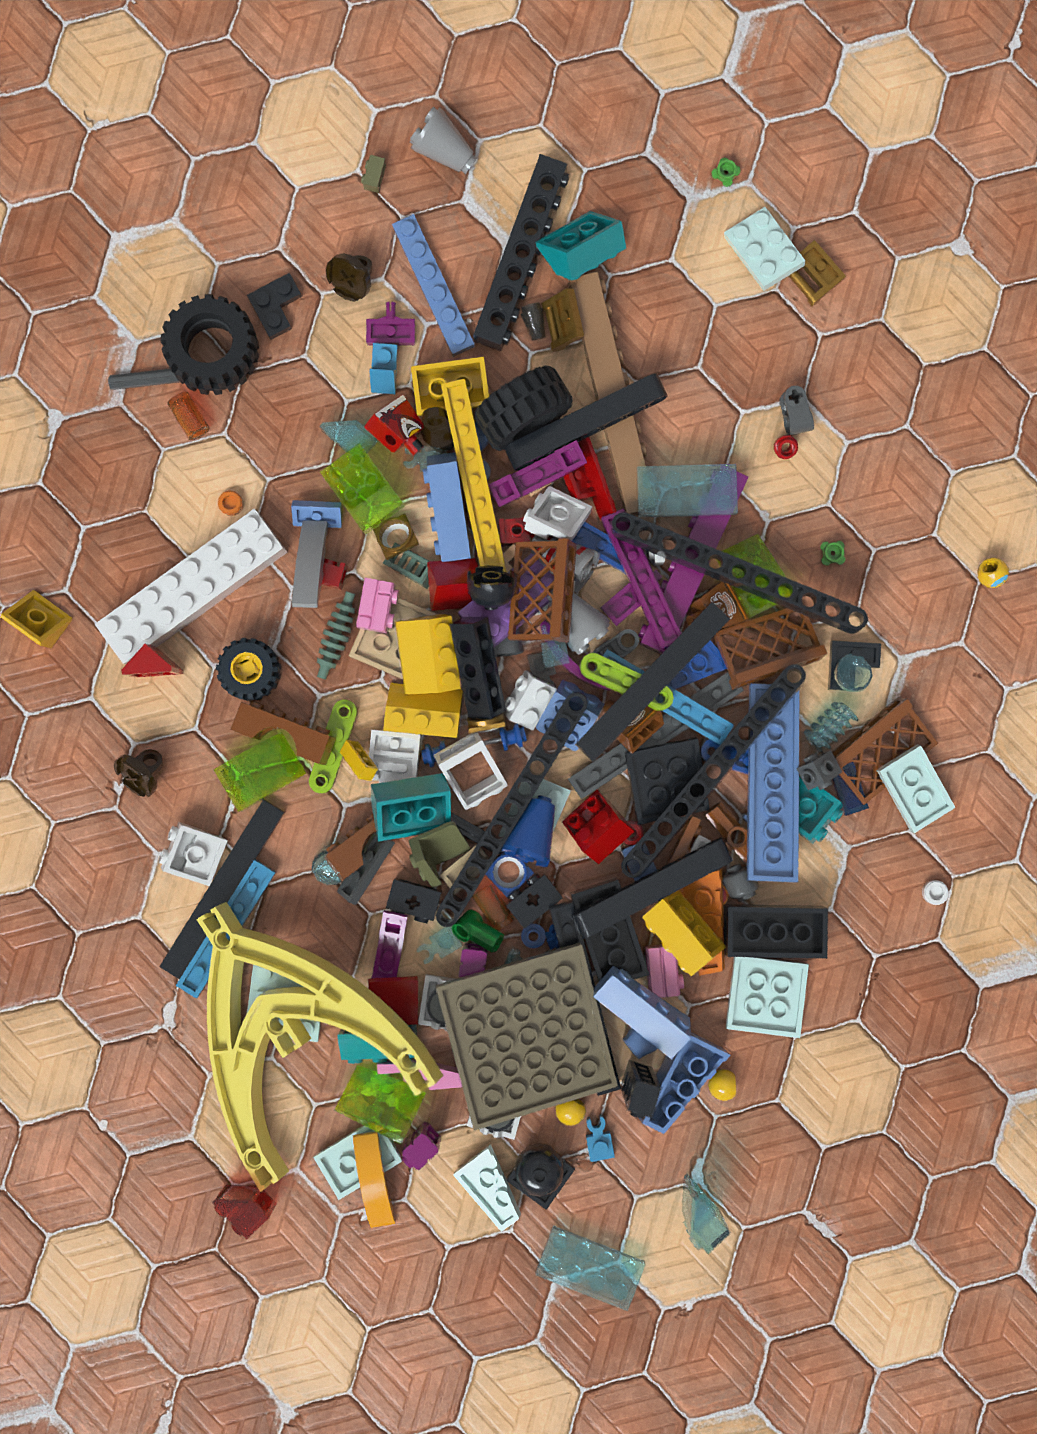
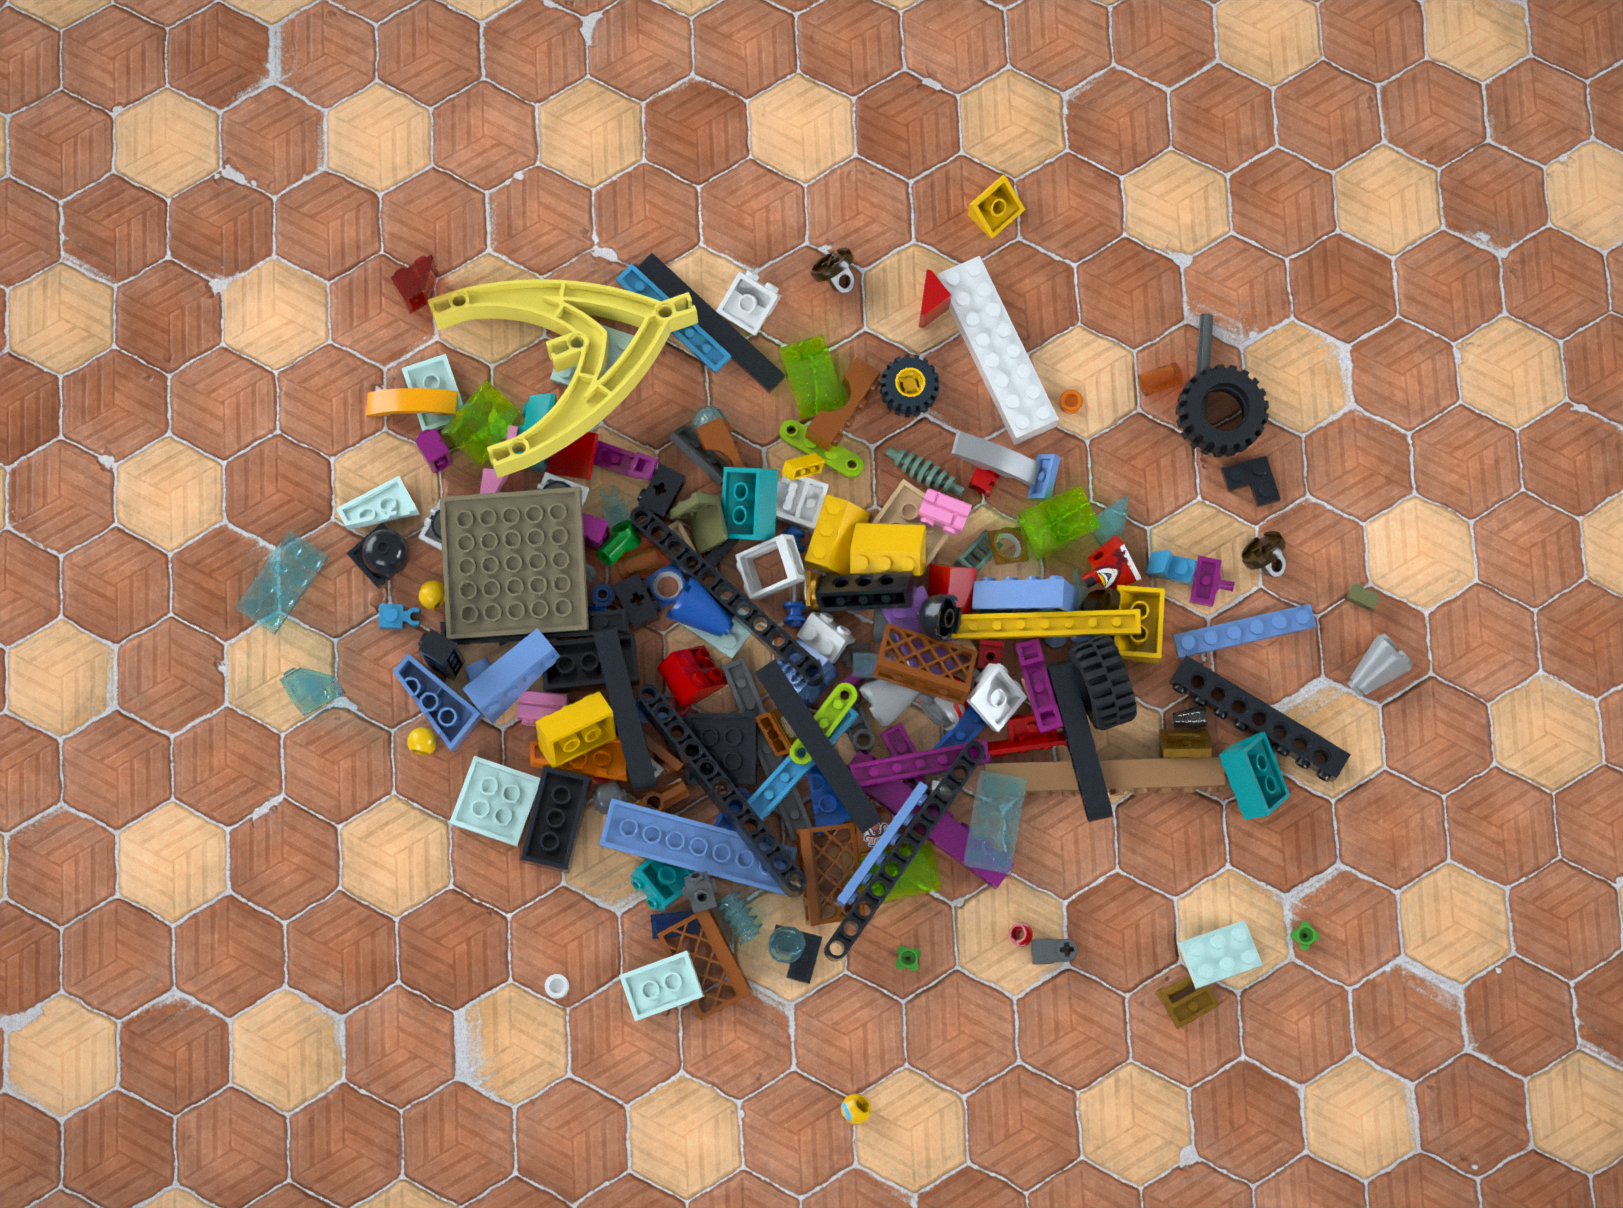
camera: 100 degrees right, 10 degrees down
(748, 599) = (889, 837): none -> medium blue plate

